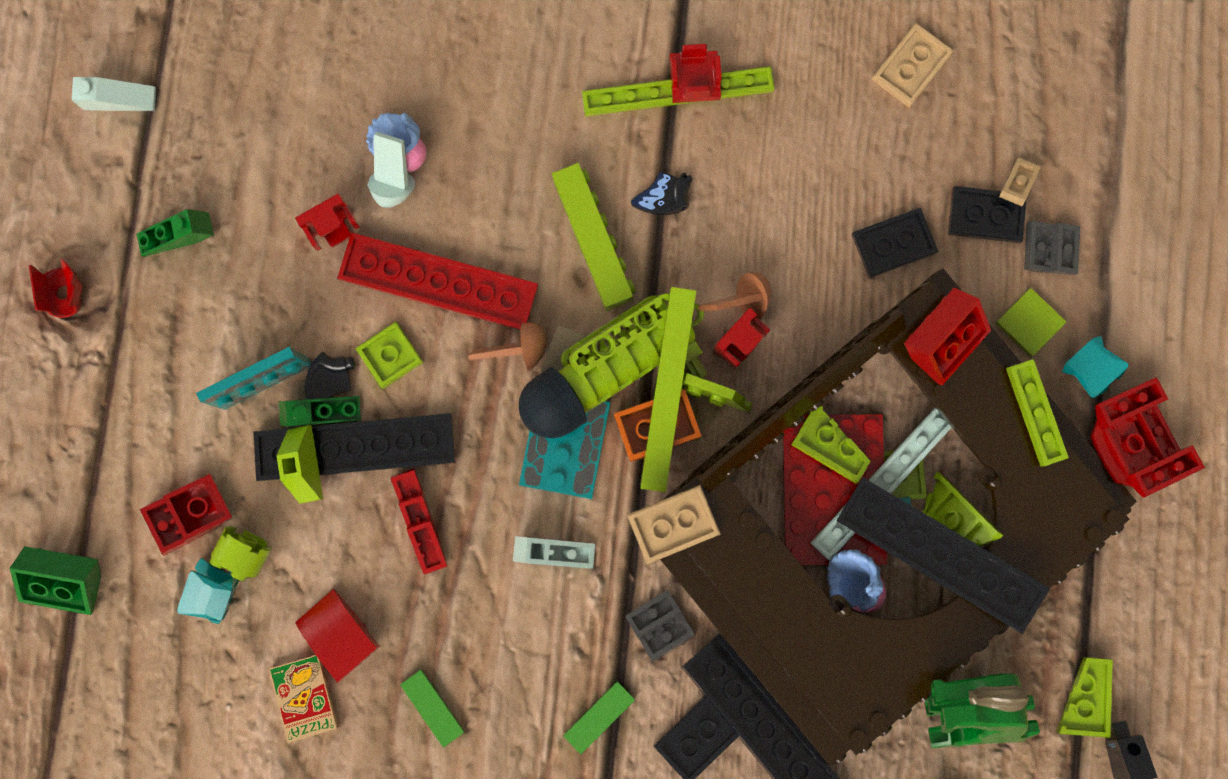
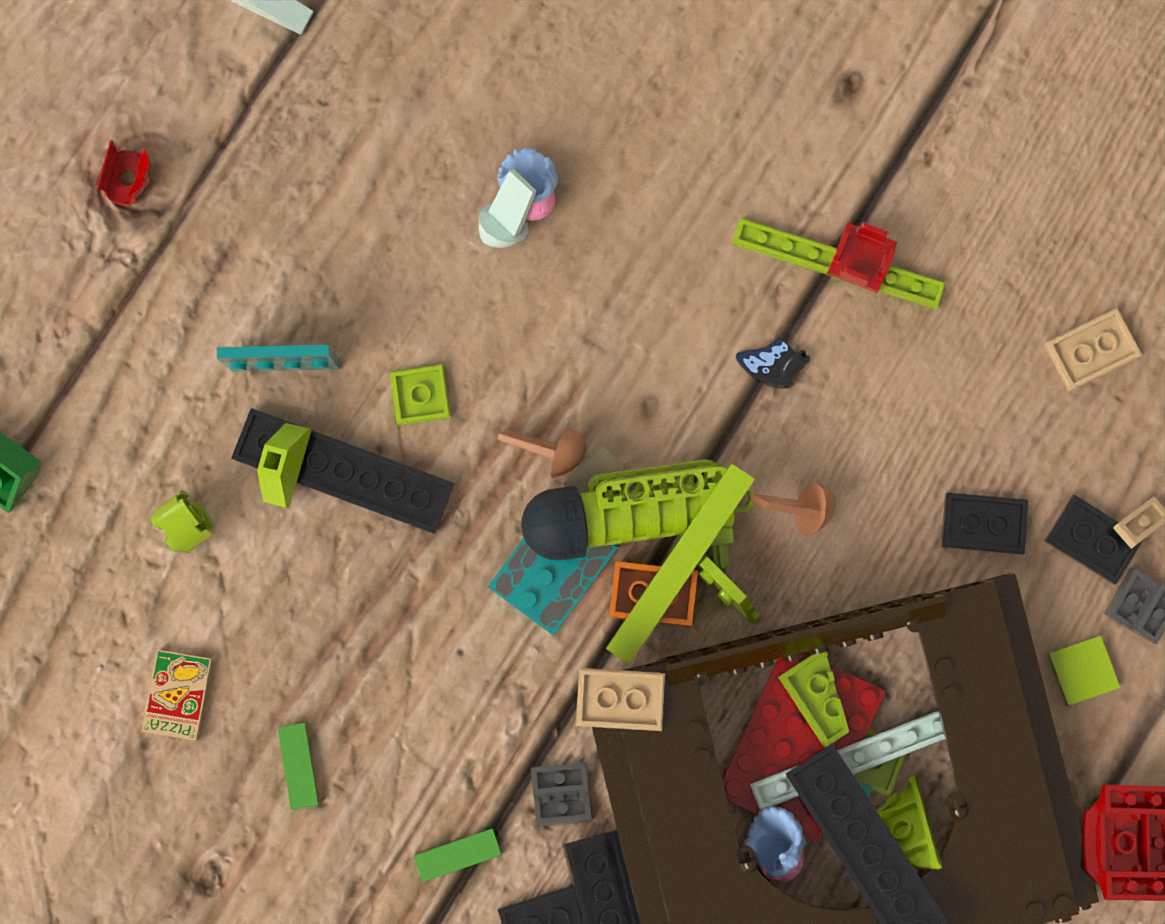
camera: 25 degrees right, 0 degrees up
(175, 232) = (265, 170): green slope -> none
(186, 514) = (147, 458): red slope -> none
(207, 592) = (134, 546): piece -> none
(319, 410) = (324, 418): green slope -> none
(327, 221) = (422, 233): red panel -> none
(328, 376) = (347, 389): black arm -> none
(336, 635) = (238, 649): red slope -> none
(419, 521) = (372, 575): red slope -> none
(437, 281) = (503, 344): red plate -> none
(553, 552) = (490, 670): light aqua slope -> none
(593, 237) = (679, 372): lime brick -> none
(741, 339) = (779, 547): red panel -> none
(948, 335) = (982, 644): red slope -> none
(1037, 413) = (1035, 763): lime plate -> none
(1095, 367) = (1124, 747): teal piece -> none

